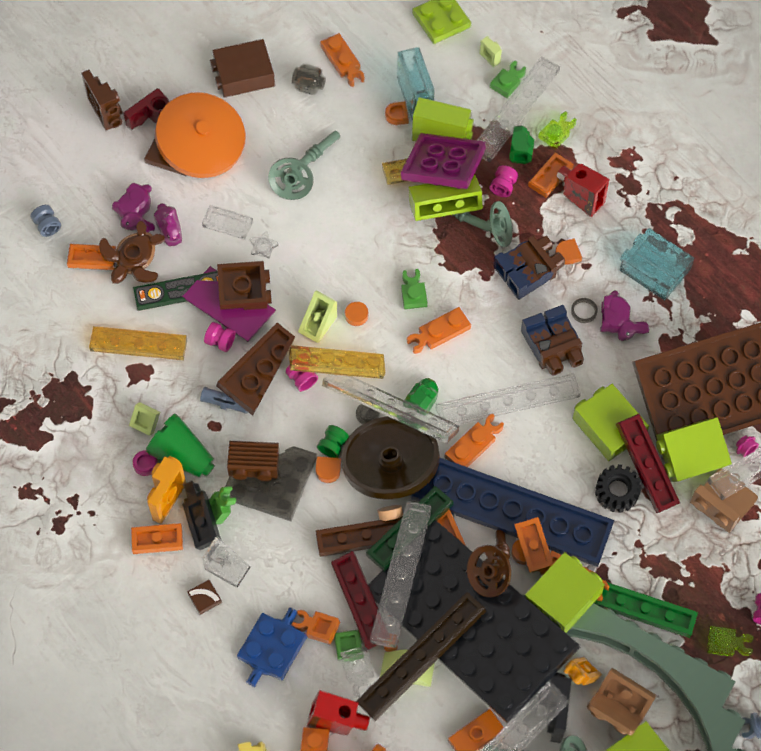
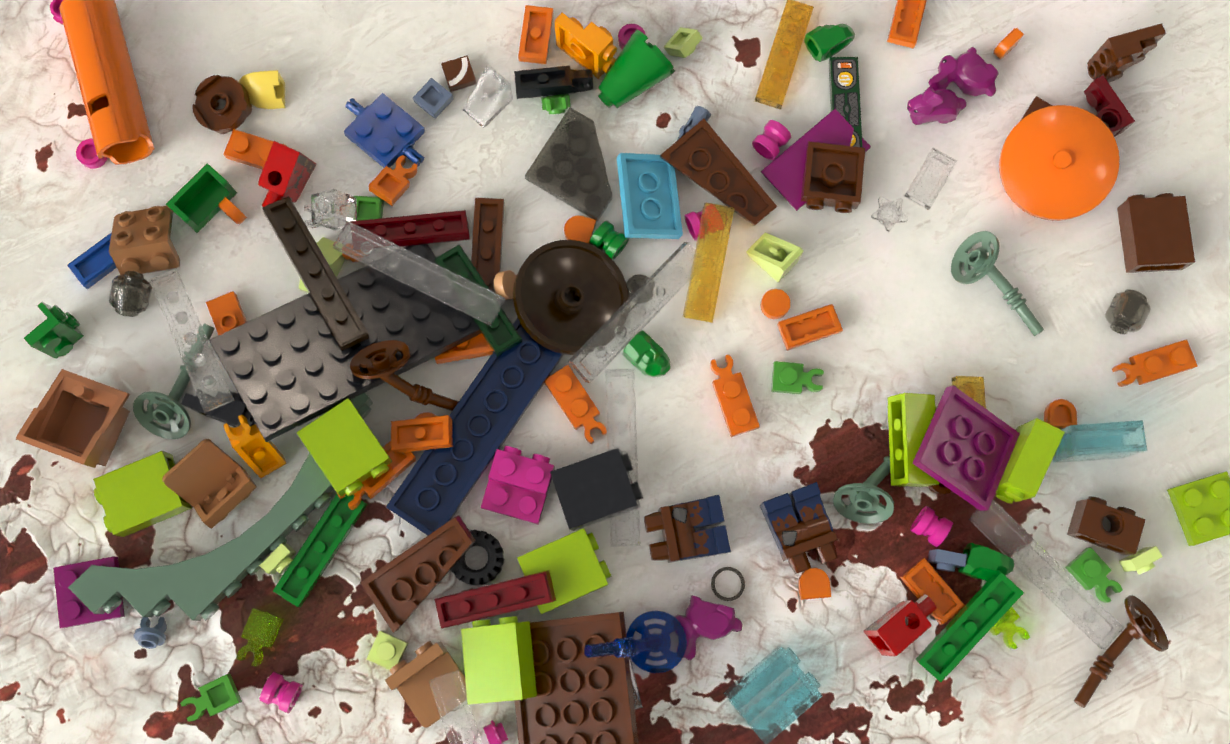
camera: 100 degrees right, 15 degrees up
(103, 182) = (1008, 43): none -> orange tile
(123, 309) = (828, 40): none -> green rock
(132, 255) = (900, 60): reddish brown animal -> none
(233, 611) = (433, 98): none -> sand blue plate
(253, 460) = (598, 143): reddish brown brick -> none
(290, 416) = (648, 197): none -> medium azure plate
(370, 285) = (809, 327): none -> orange plate
(474, 63) = (1088, 526): none -> reddish brown brick
(526, 168) = (946, 560): none -> sand blue plate
(538, 45) = (1140, 626): none -> reddish brown dish
(541, 407) = (596, 489): none -> black brick
(552, 470) = (518, 485): none -> dark pink plate
(568, 144) = (969, 626): none -> green plate
(646, 344) = (648, 643): none -> clear blue dish
(651, 532) = (412, 576): none -> reddish brown wing
(667, 634) = (278, 560): none -> yellowish green plate
(709, 540) = (387, 650): none -> yellowish green plate

